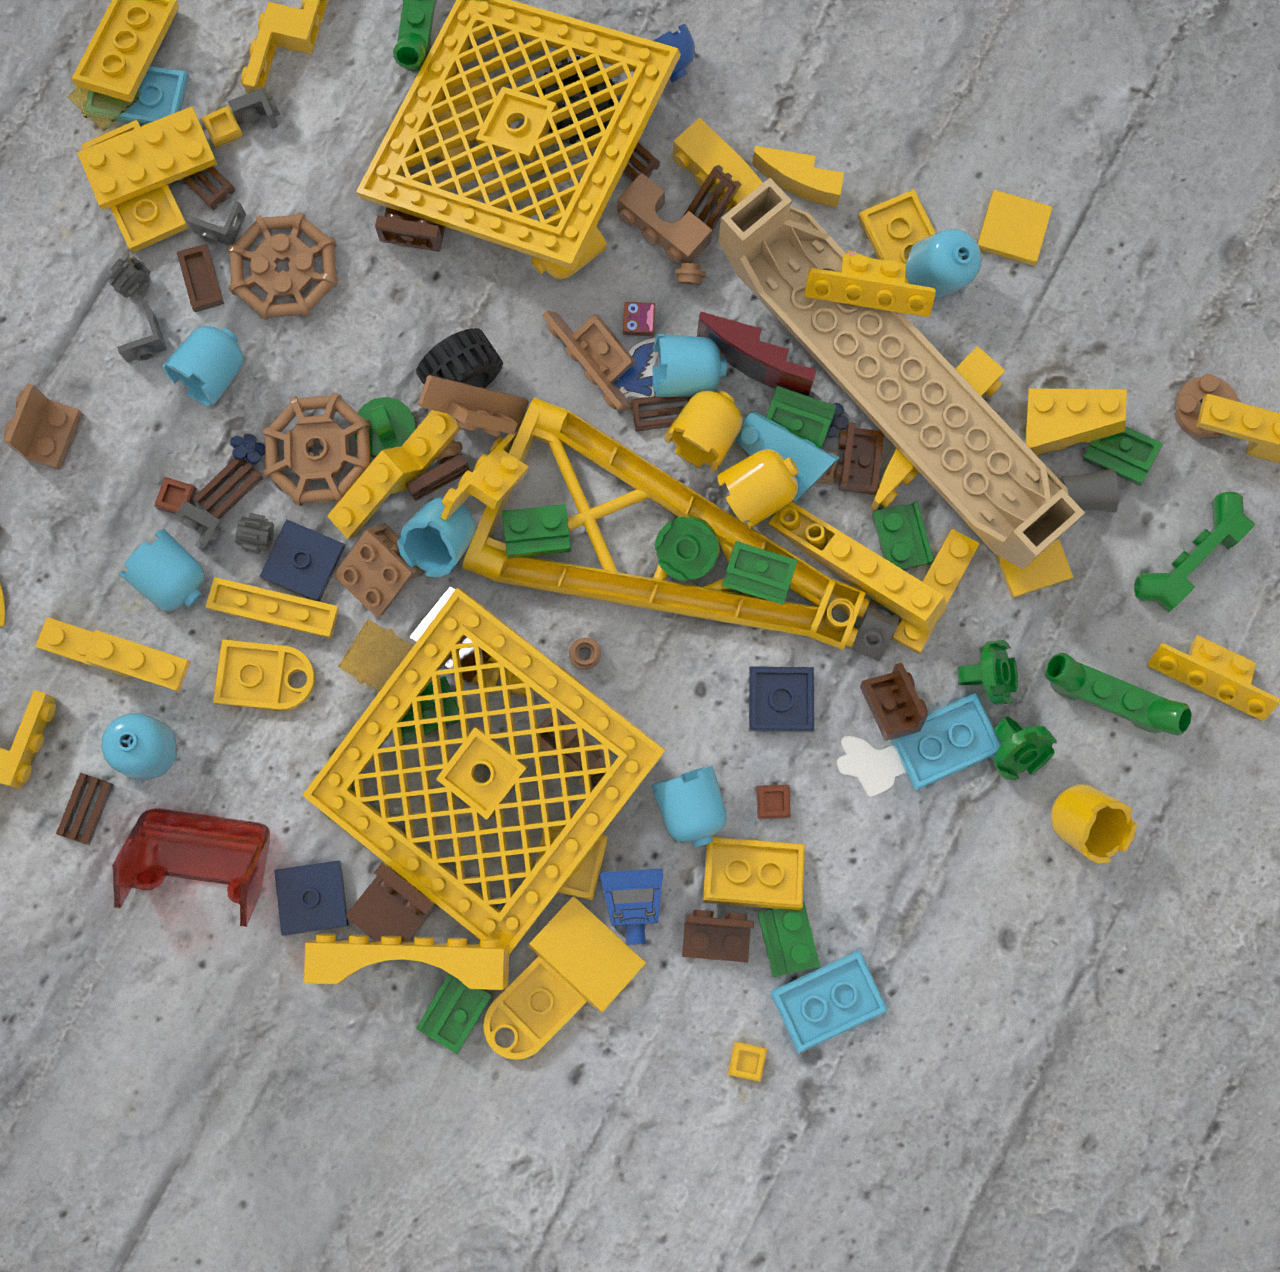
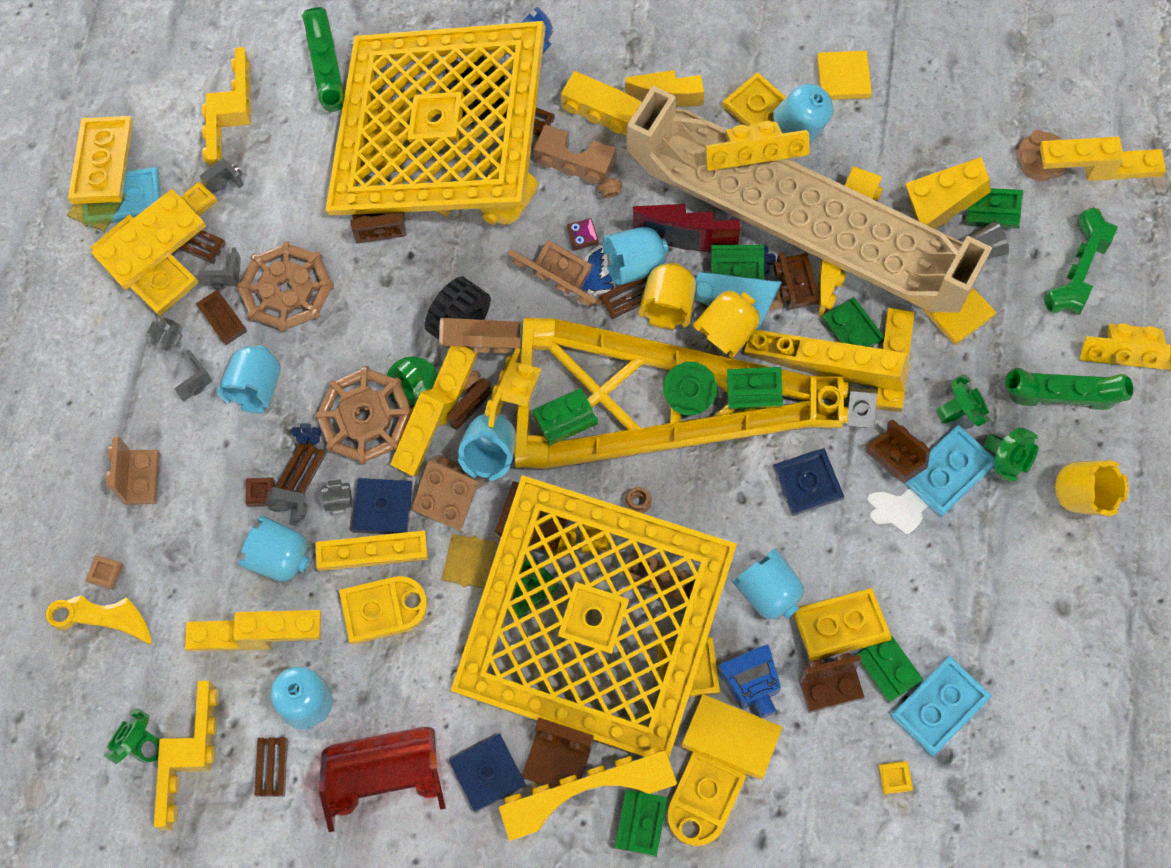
camera: 15 degrees left, 10 degrees down
(725, 180) = (618, 123): reddish brown tile -> none
(773, 801) = (833, 564): copper tile -> none

